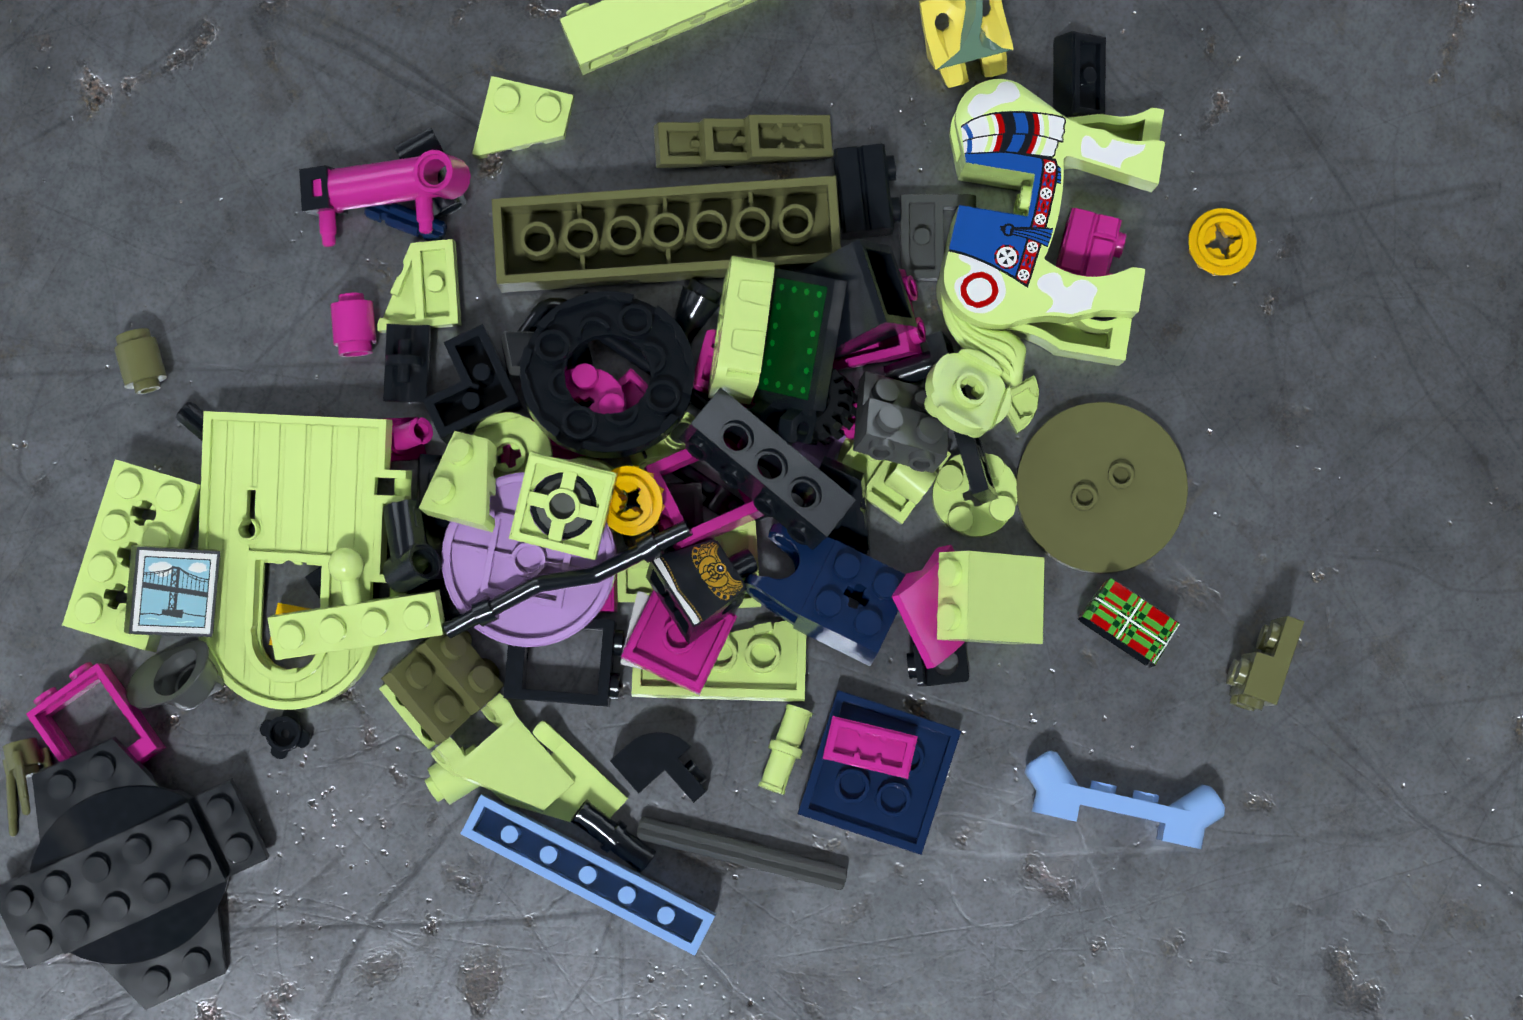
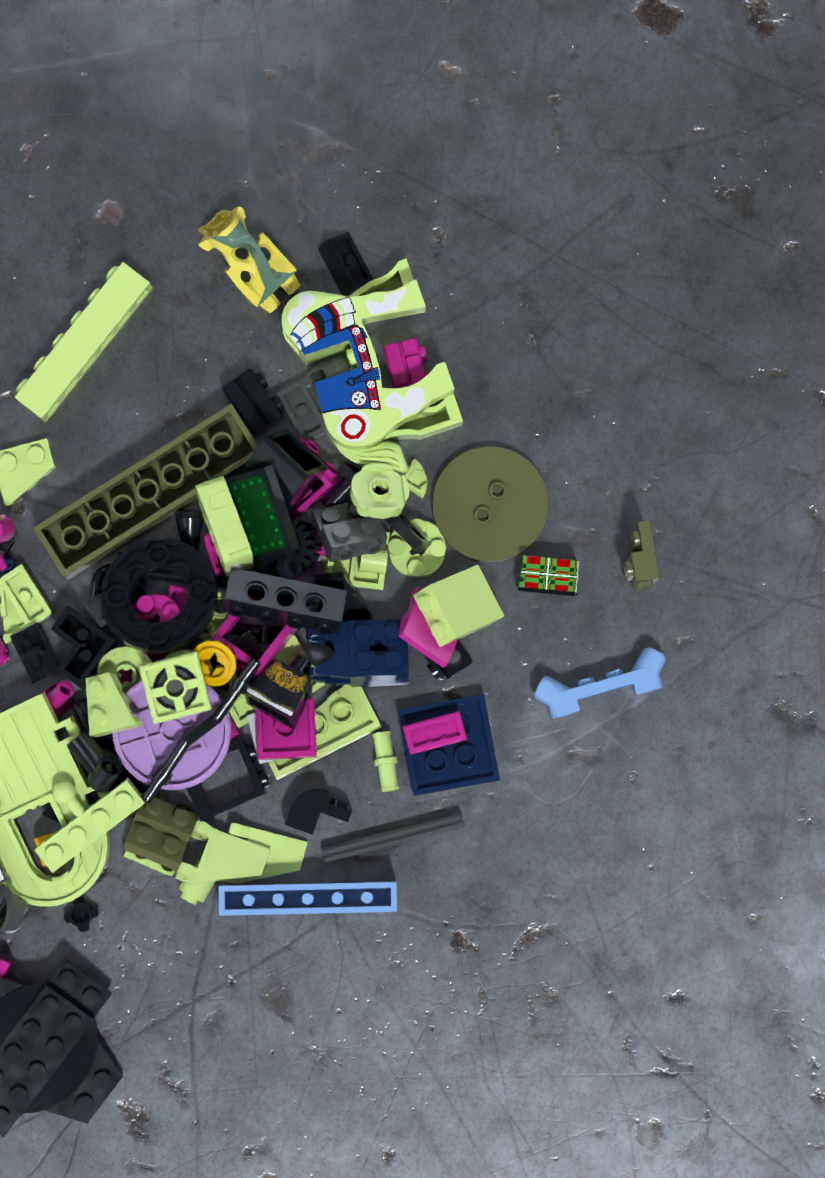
camera: 25 degrees left, 0 degrees up
(613, 836) = (311, 868): black pin -> none
(743, 141) = (164, 411): olive slope -> none
(1231, 225) = (483, 305): yellow gear -> none

